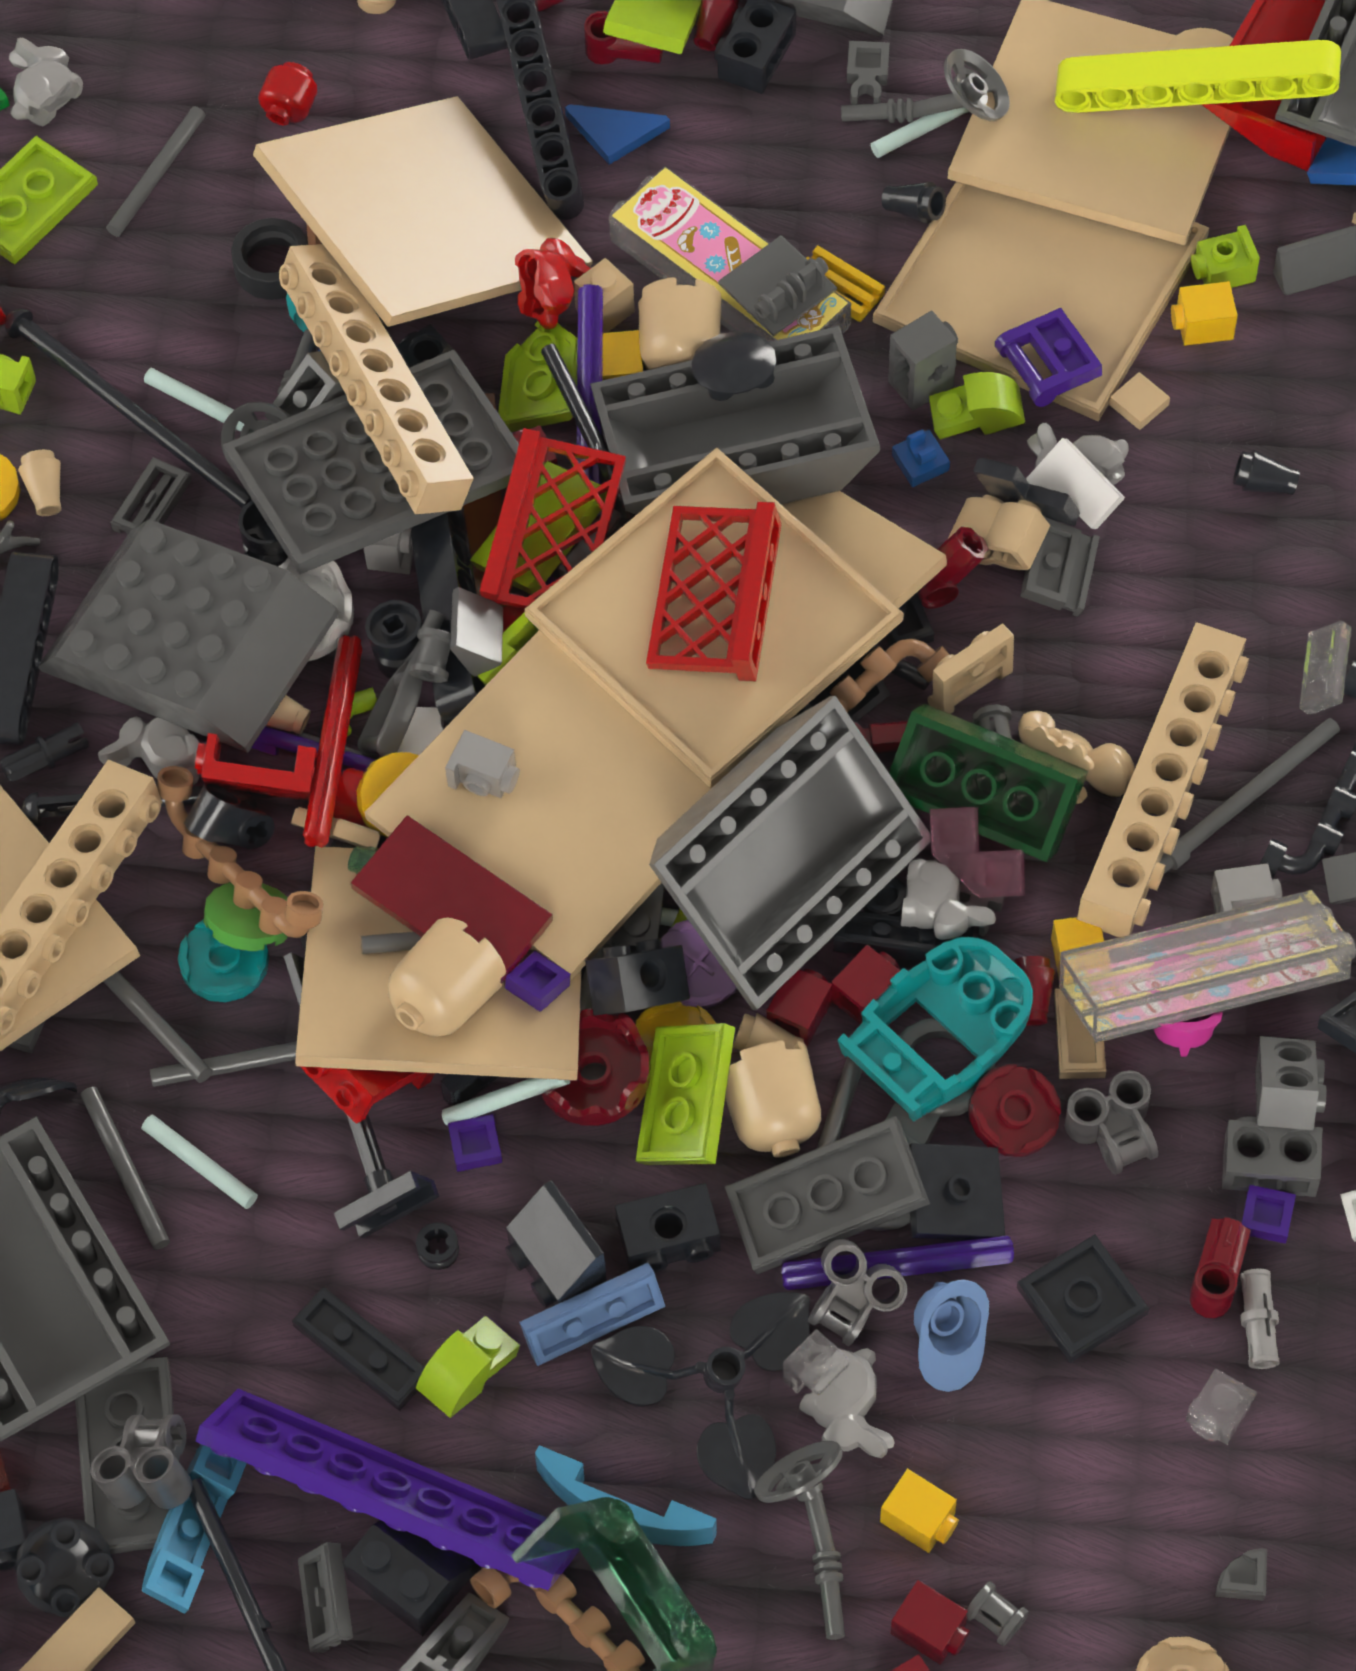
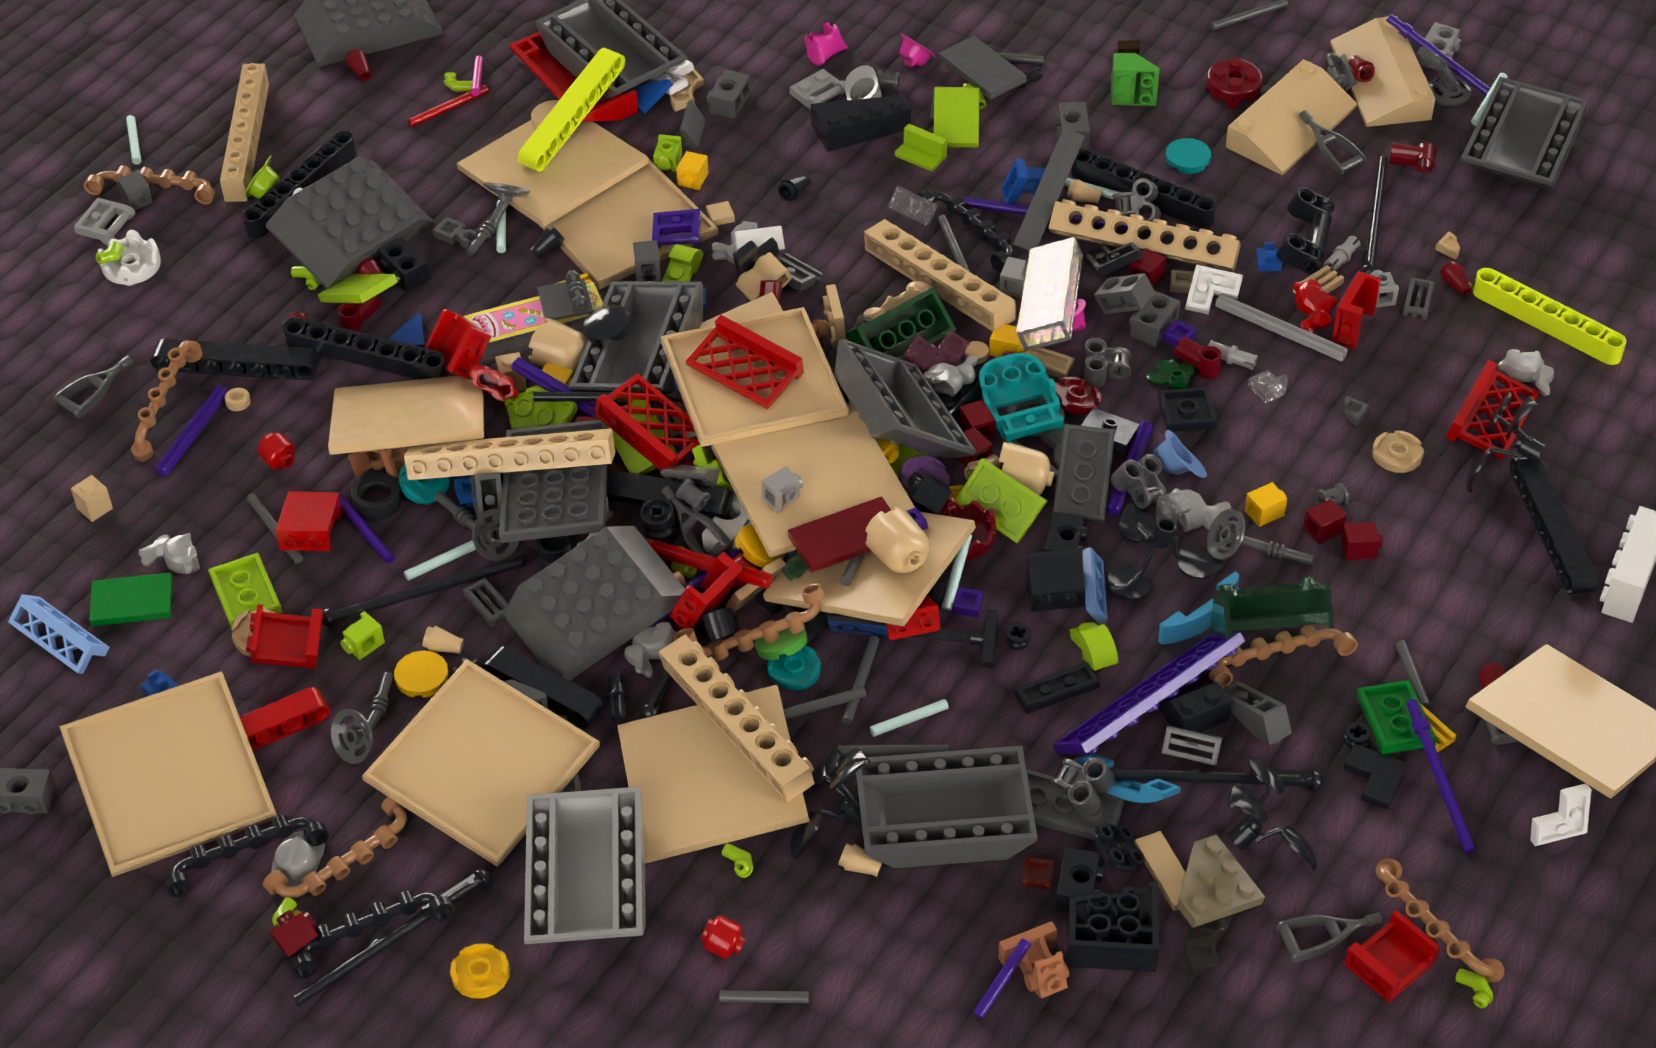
camera: 65 degrees left, 15 degrees down
(170, 199) = (308, 520): none -> red panel
(205, 284) = (366, 531): none -> dark purple bar
(616, 187) = (458, 341): none -> red panel
(1035, 916) = (978, 349): none -> tan tile
(1161, 1234) = (1172, 374): none -> dark green plate

